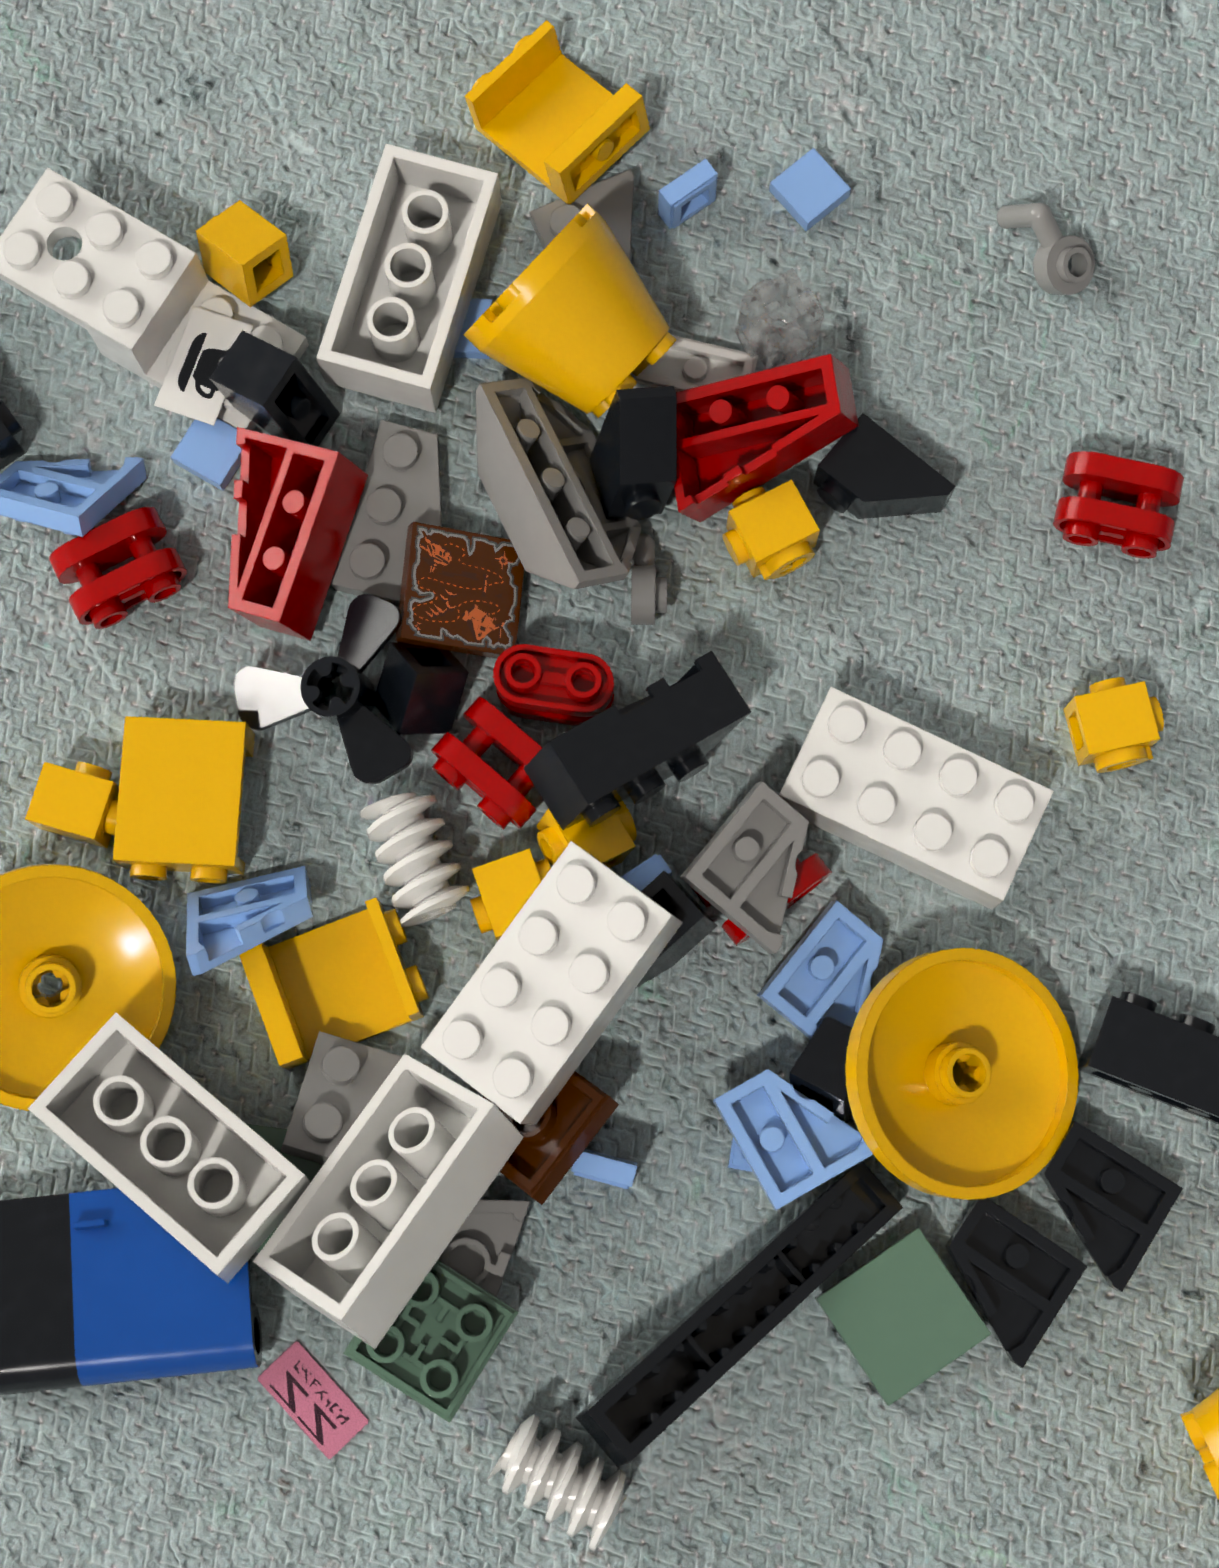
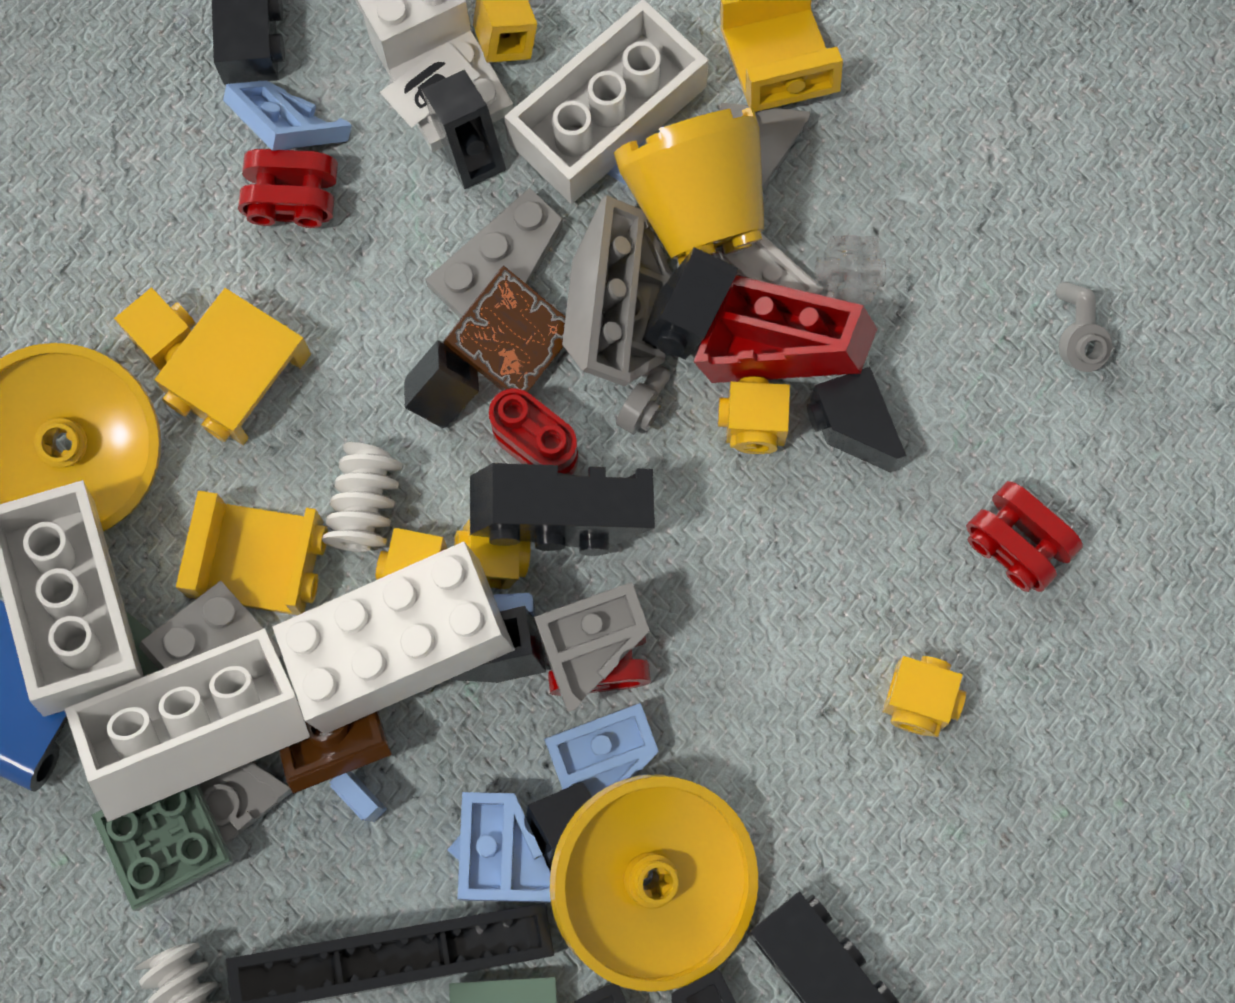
camera: 30 degrees right, 5 degrees down
(209, 452) = (402, 146): light blue tile -> none
(243, 915) = (219, 470): light blue wing -> none
(274, 697) = (380, 401): black piece -> none
(290, 529) = (416, 226): red wedge -> none
(313, 1400) = (57, 839): clear pink sticker -> none
(461, 764) = (435, 453): red brick -> none
(687, 194) = (839, 149): light blue tile -> none
(809, 189) = (931, 194): light blue tile -> none
(915, 799) = (741, 662): white brick -> none

